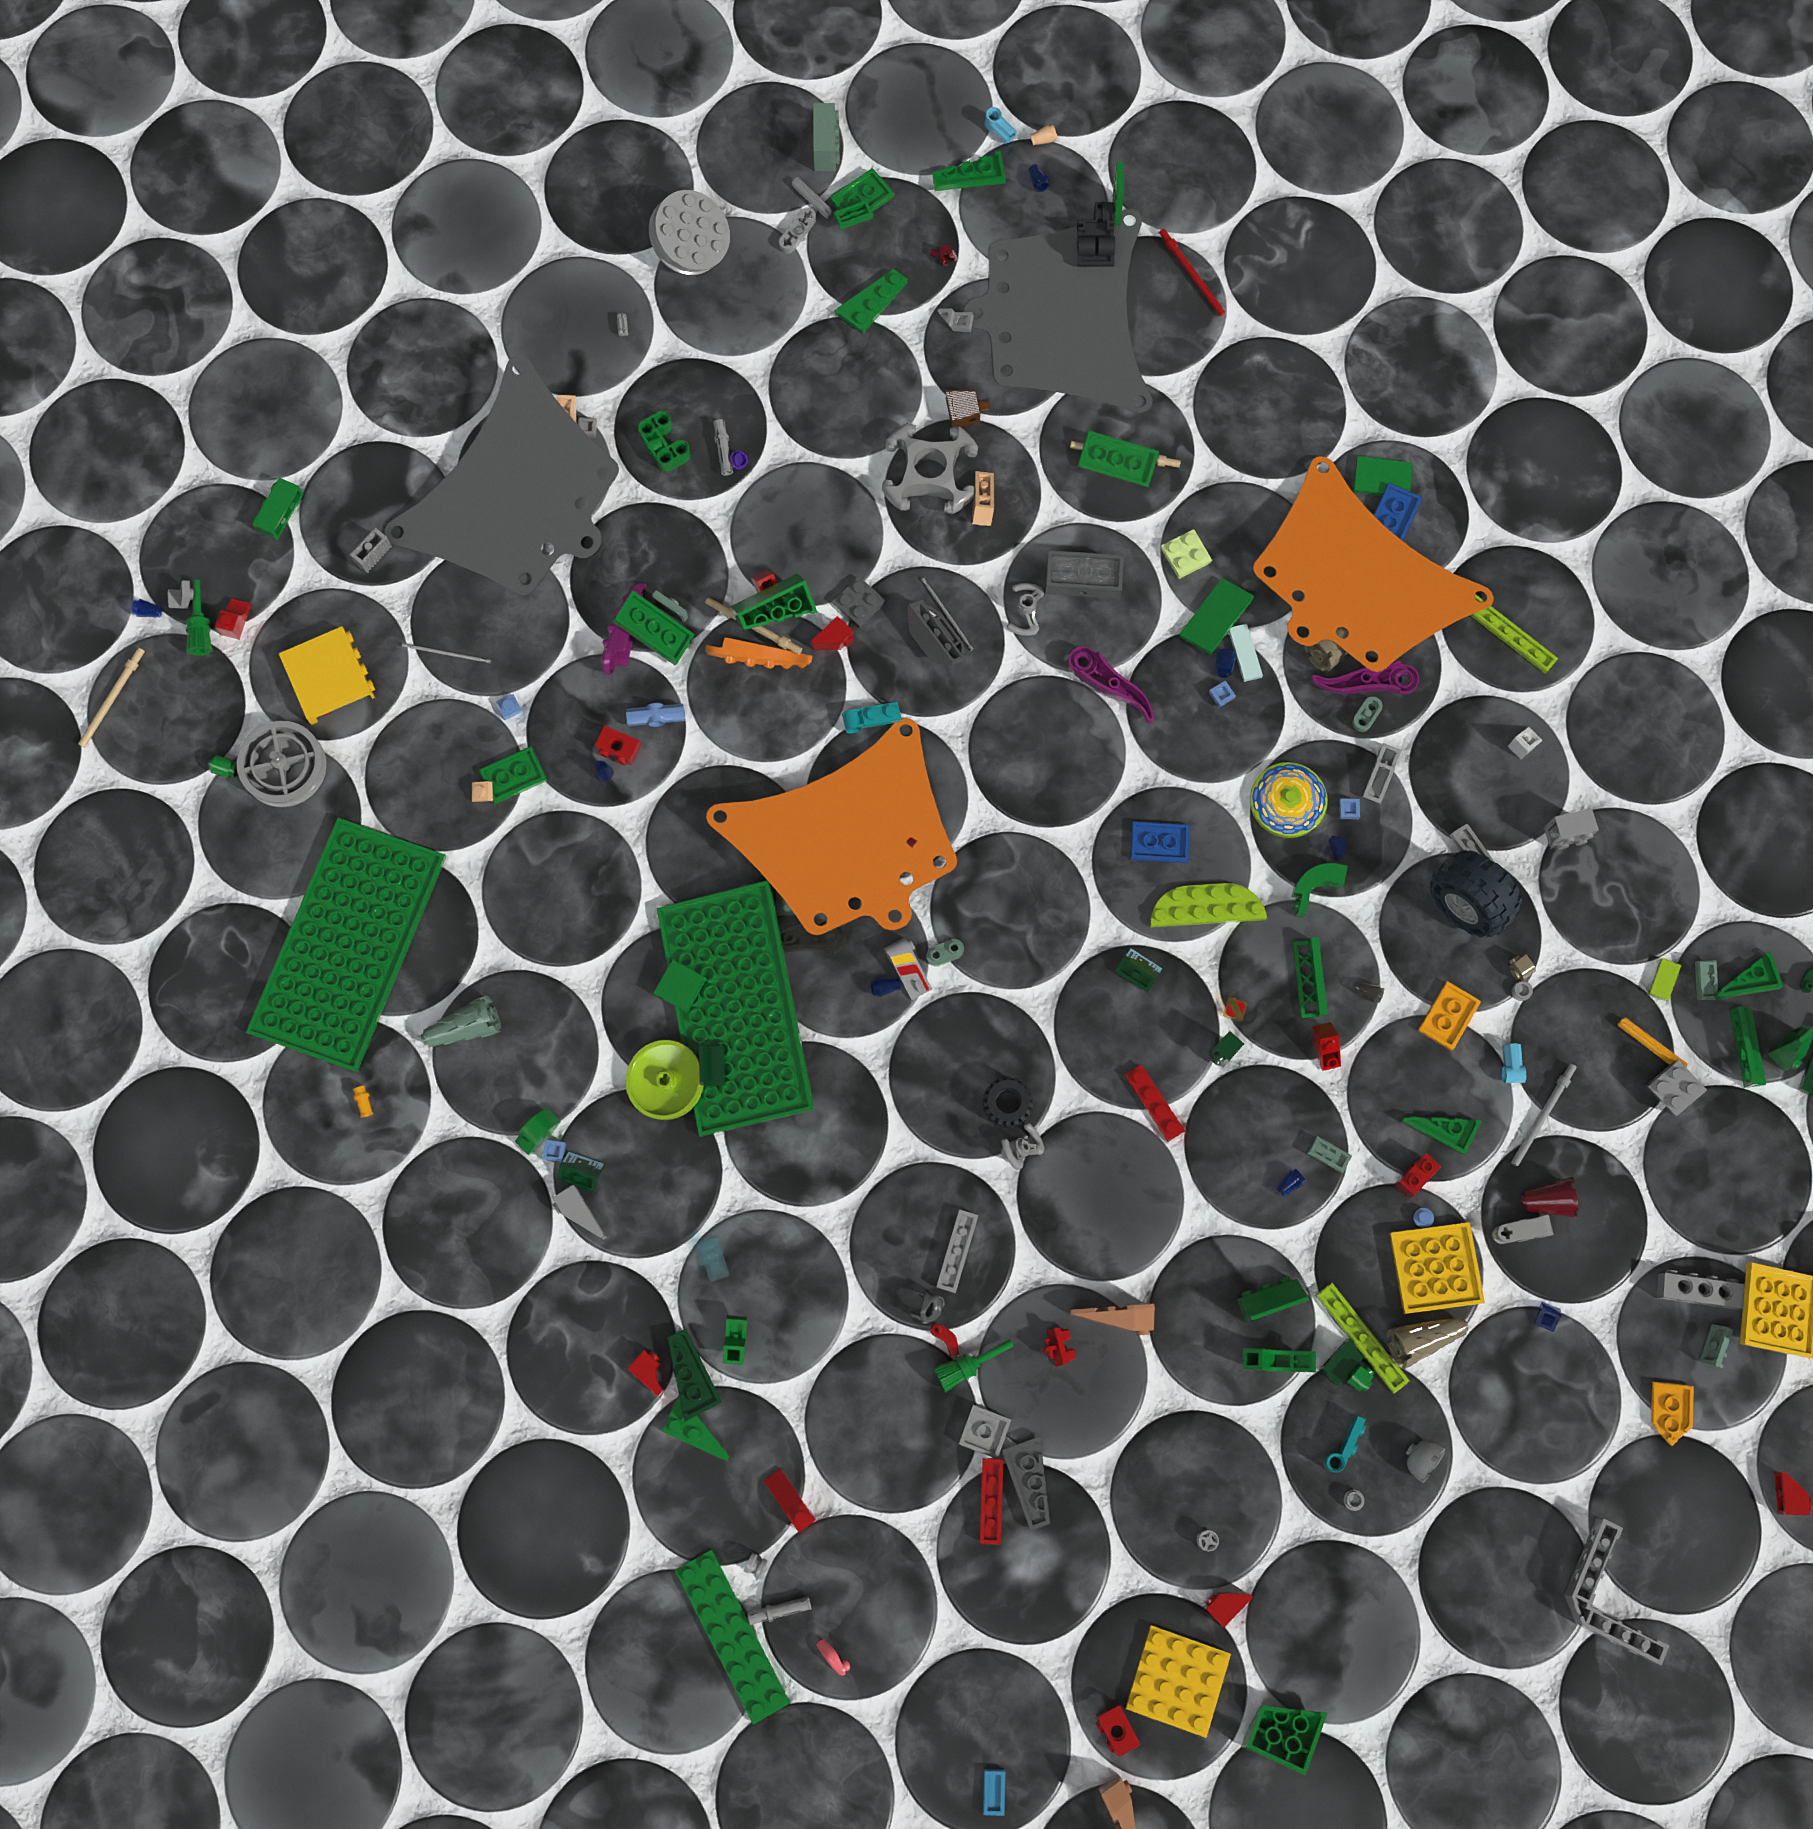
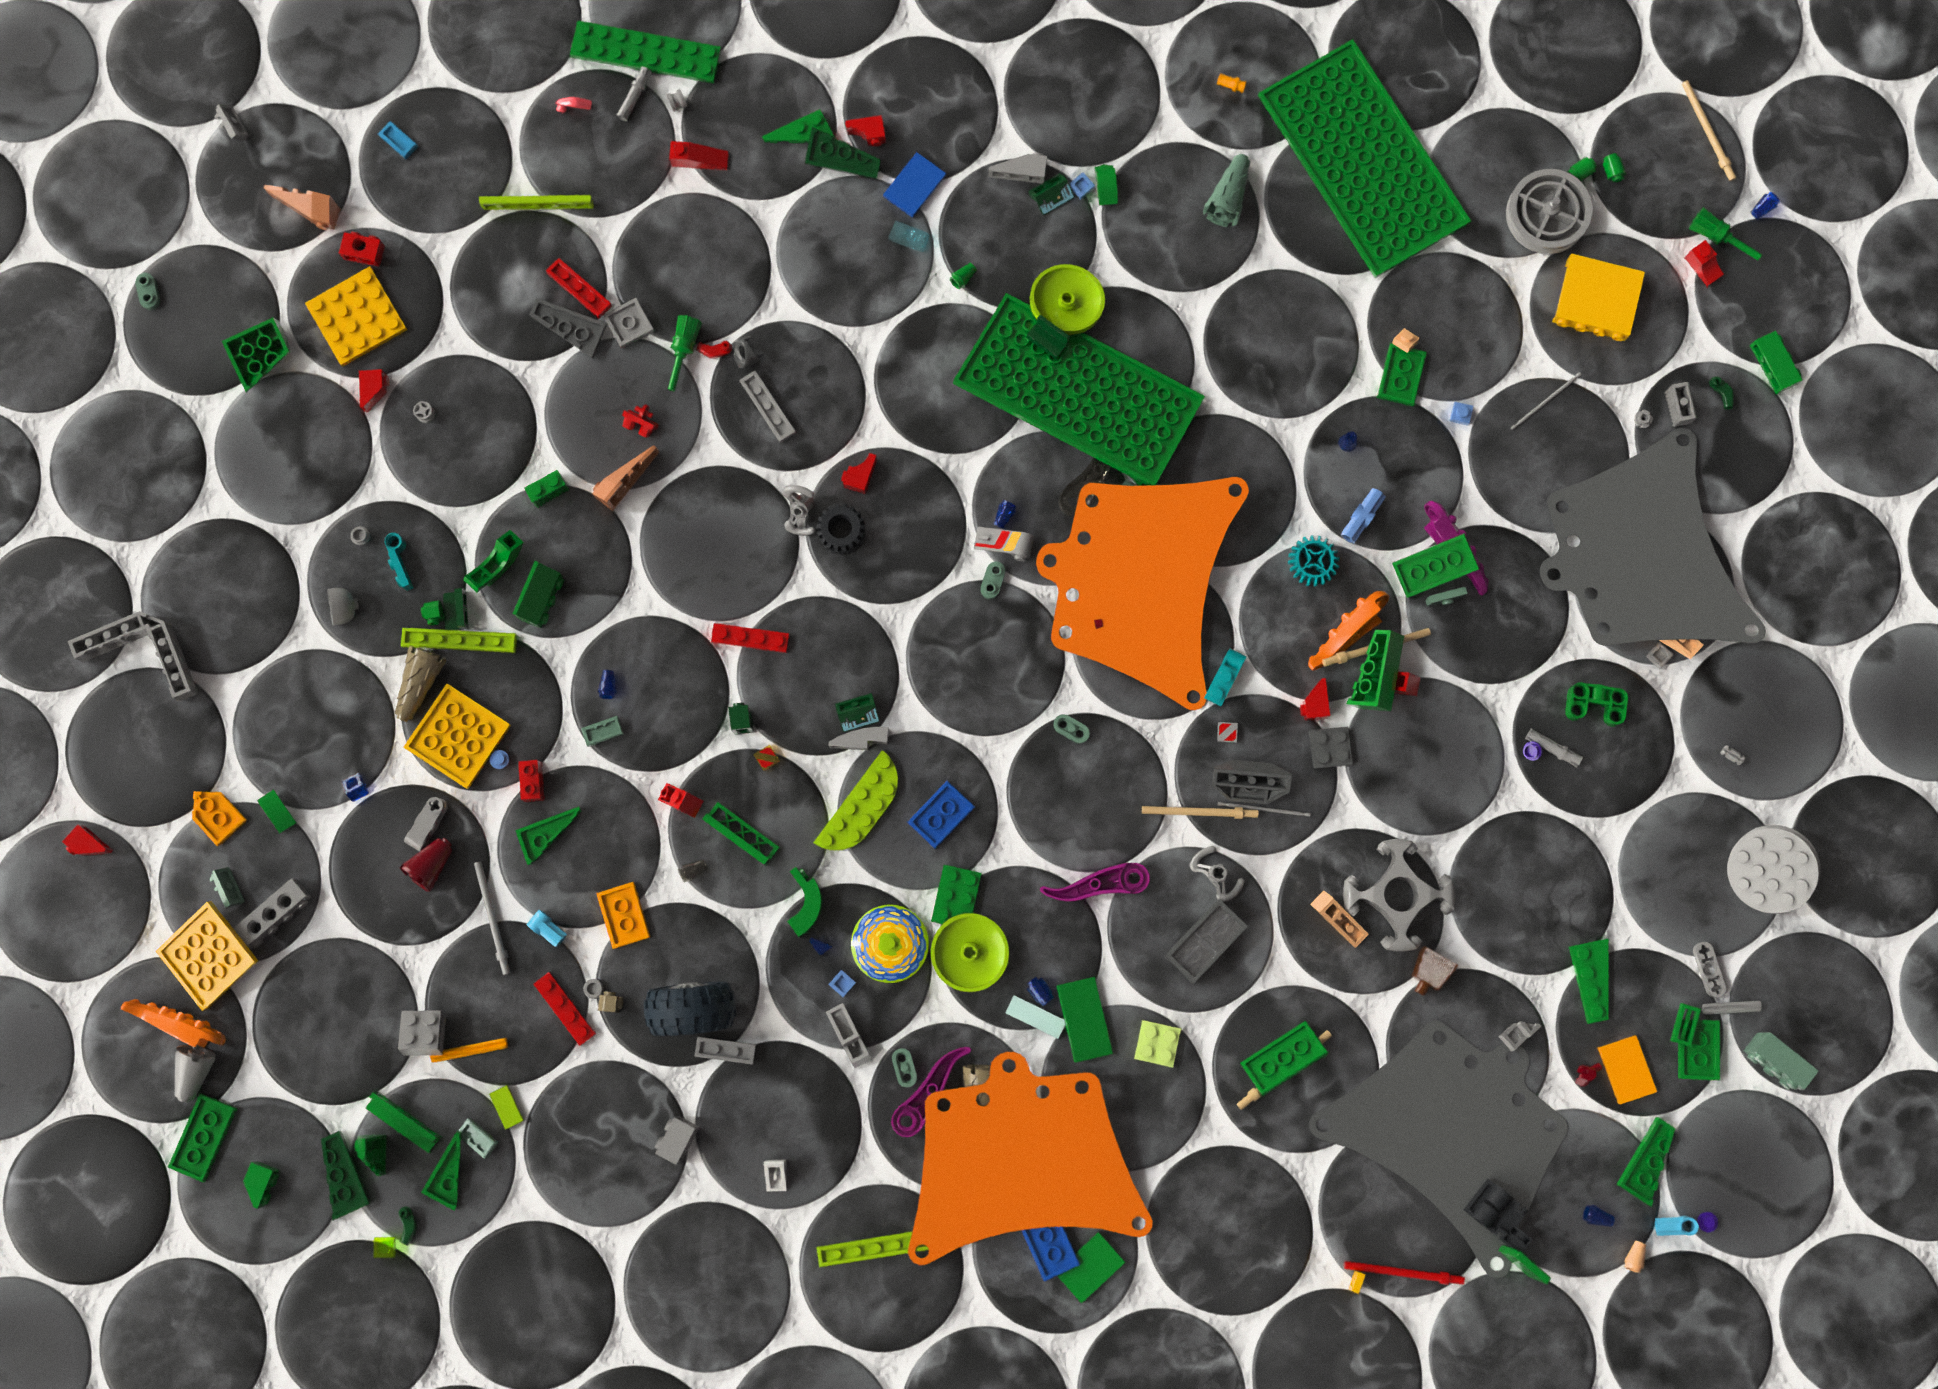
camera: 135 degrees right, 5 degrees up
(181, 597) = (1755, 236): light grey bracket -> none
(202, 743) = (1614, 168): none -> green brick
(331, 530) = (1724, 391): none -> dark green arm
(407, 574) = (1643, 423): none -> light grey plate
(610, 738) = (1352, 475): red brick -> none
(664, 1292) = (914, 185): none -> blue tile
(680, 986) = (1129, 364): green tile -> none
(712, 1184) = (962, 276): none -> green cone
(716, 722) = (1319, 566): none -> teal gear
(735, 1340) = (837, 203): green brick -> none
(912, 684) = (1227, 732): none -> light grey tile
(917, 233) = (1627, 1069): none -> light orange tile
(948, 1609) = (536, 202): none -> lime tile
(952, 1125) = (859, 477): none -> red arch
(967, 629) = (1237, 813): none -> tan bar
(978, 109) = (1707, 1222): none -> dark purple plate
(1010, 799) = (1072, 727): none -> sand green plate
(1157, 948) = (861, 738): none -> light grey slope
(1181, 1374) = (546, 488): none -> green brick
(1211, 780) = (955, 893): none -> green plate
(1222, 694) = (1017, 966): medium blue plate -> none
(1227, 296) = (1356, 1282): none -> yellow tile
(1244, 733) = (969, 952): none -> lime dish
(1556, 999) = (564, 1008): none -> red plate
(1624, 1361) = (276, 811): none -> green slope

